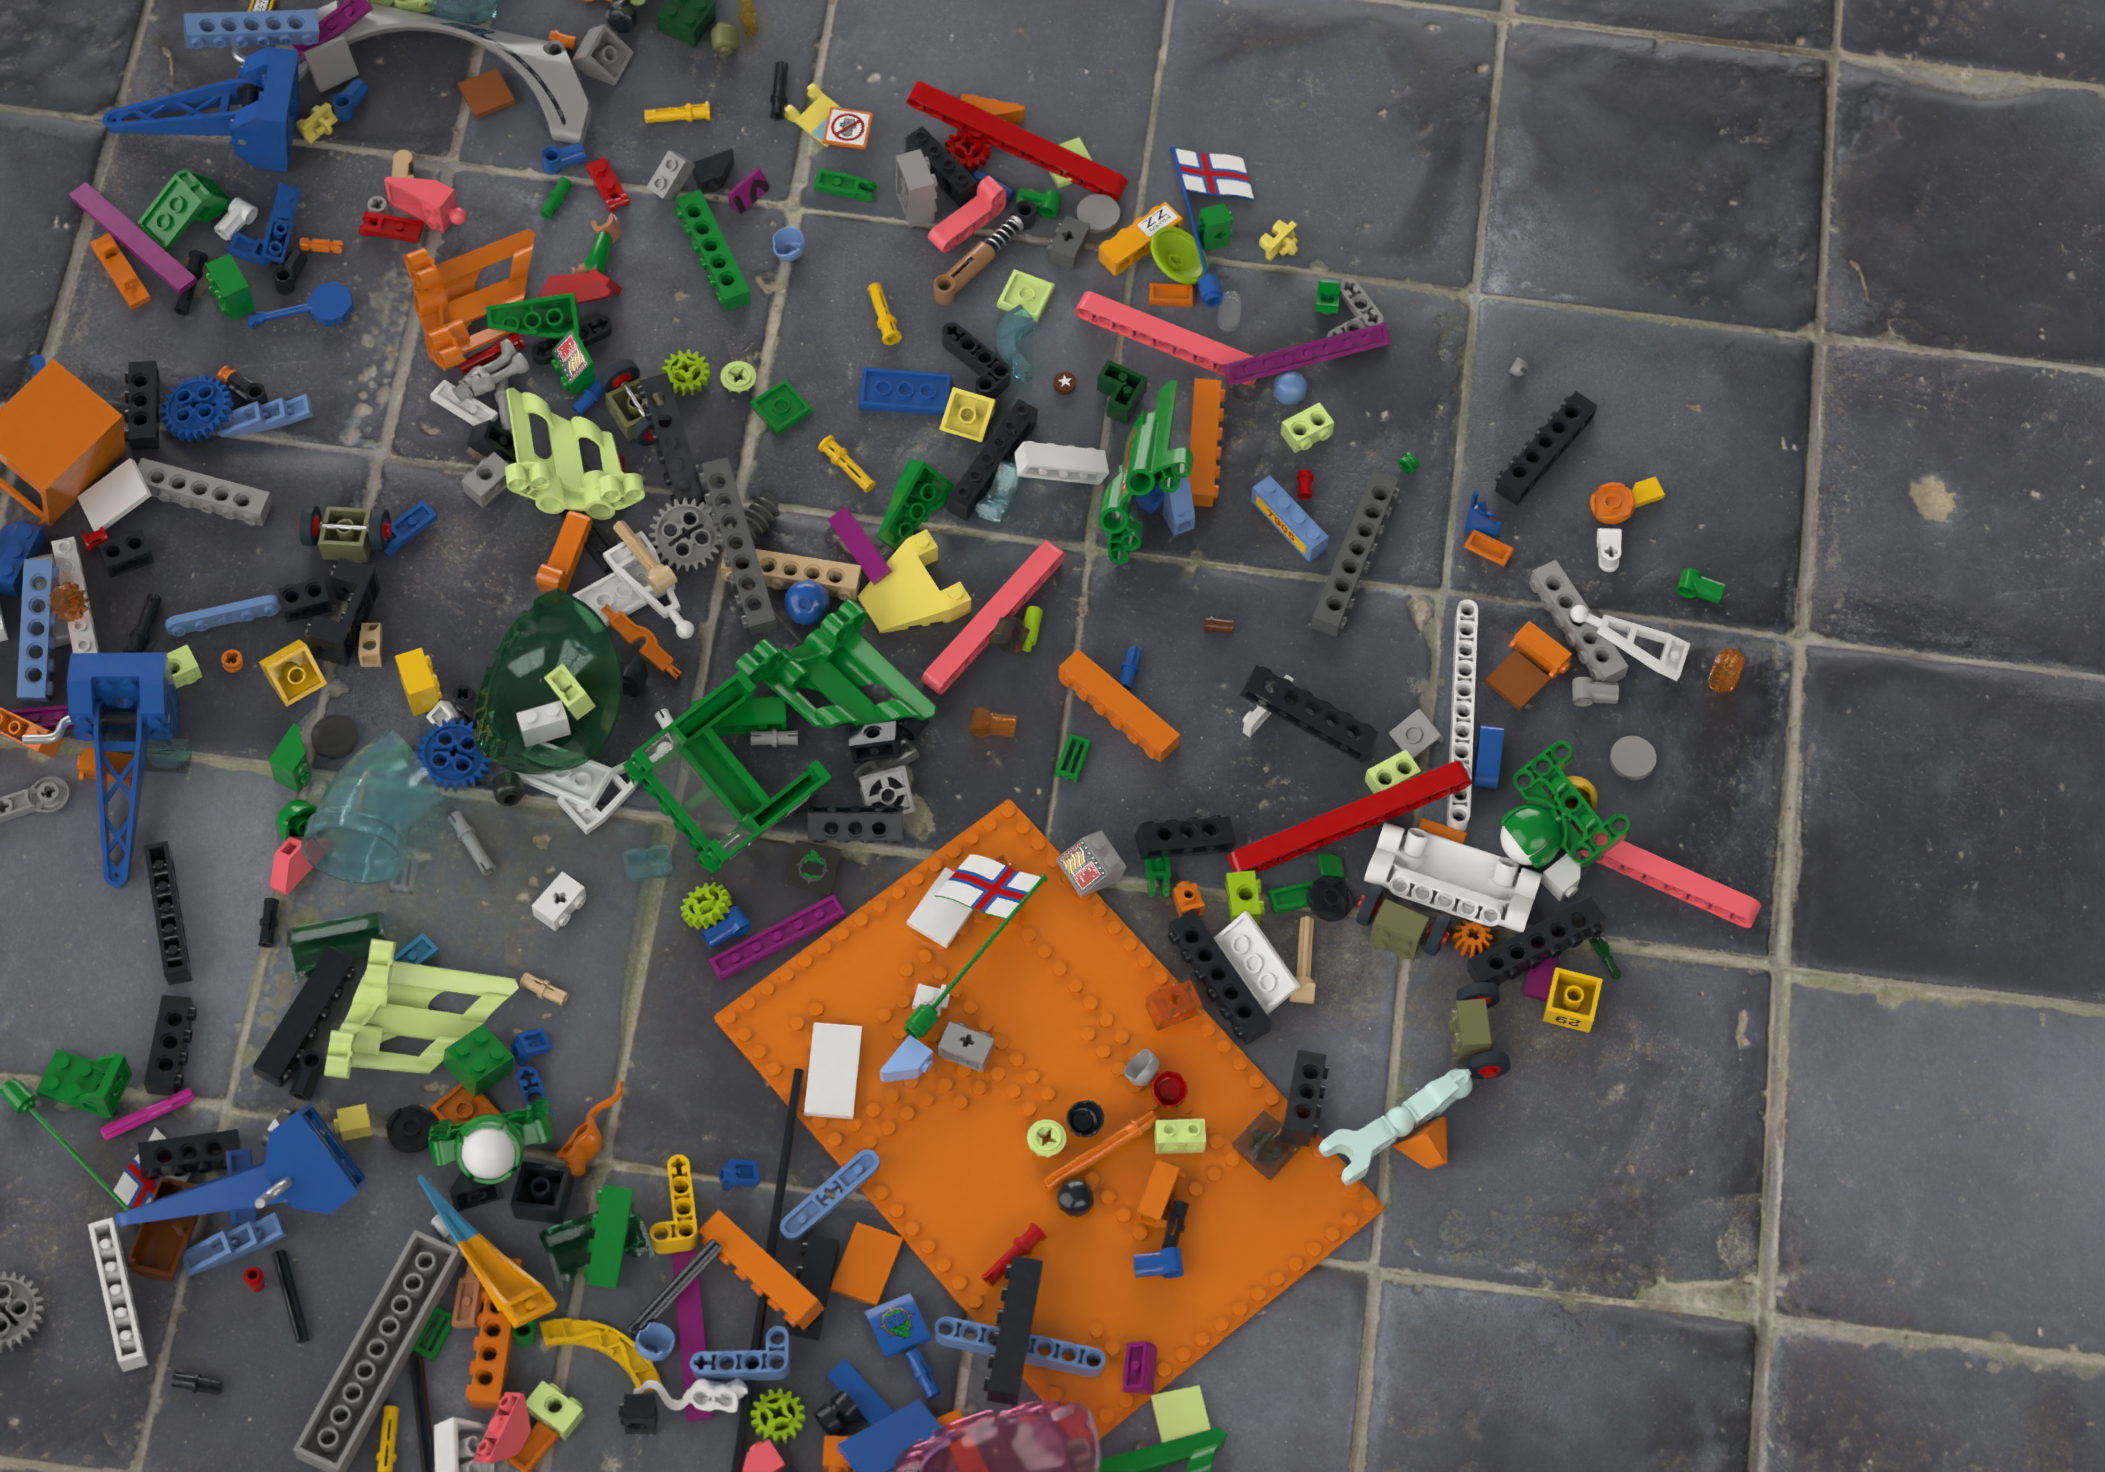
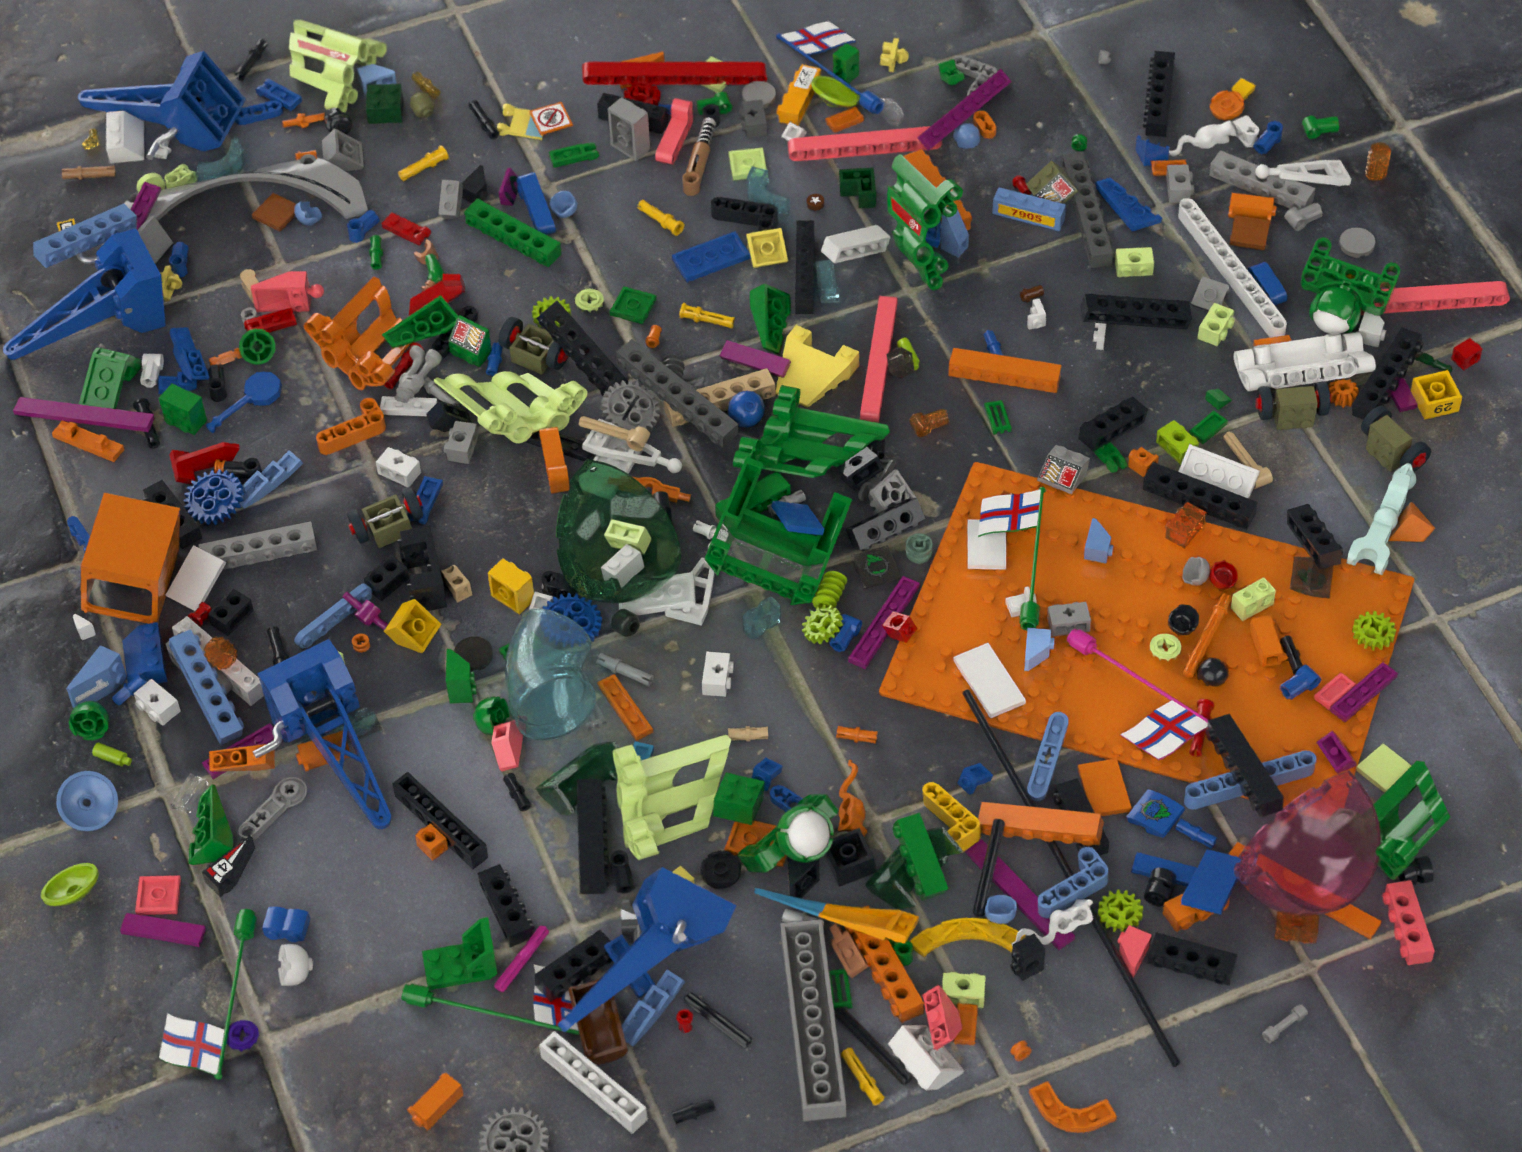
camera: 25 degrees left, 10 degrees down
(145, 940) = (434, 848): none -> orange brick
(196, 352) = (186, 463): none -> red piece
(257, 630) = (366, 612): none -> magenta piece
(352, 251) = (257, 346): none -> green cylinder
(356, 403) = (354, 430): none -> orange beam
(404, 473) = (398, 467): none -> white brick
(444, 886) = (625, 707): none -> orange tile
(515, 113) = (307, 214): none -> medium blue hair
(654, 1054) = (857, 734): none -> orange pin
(741, 869) = (830, 589): none -> lime piece
(761, 211) = (531, 192): none -> blue beam
(764, 765) = (797, 518): none -> blue tile
(771, 462) = (653, 338): none -> orange pin
(783, 954) = (899, 627): none -> red brick
(866, 876) = (919, 548): none -> sand green wheel
(975, 1233) = (1165, 727): none -> flag
(1061, 974) = (1098, 543): none -> medium blue slope
(1102, 282) = (793, 131): none -> white slope
(1191, 1294) = (1334, 690): none -> coral tile
(1203, 660) = (1038, 316): none -> white bracket
(1222, 1313) = (1363, 692): none -> magenta tile
(1294, 1251) = (1374, 630): none -> lime gear
(1305, 424) = (998, 152): yellowish green brick -> none
(1325, 383) = (988, 123): none -> orange beam
(1329, 899) = (1233, 415): black tile -> none
(1332, 504) = (1052, 184): none -> slope
(1350, 819) = (1211, 359): red beam -> none
(1352, 638) = (1134, 262): none -> yellowish green brick
(1403, 572) = (1126, 206): none -> blue wing
(1486, 564) = (1179, 183): none -> light grey brick
(1558, 532) = (1207, 137): none -> white animal
(1627, 572) = (1270, 137): none -> blue piece
(1650, 967) = (1466, 354): none -> red brick

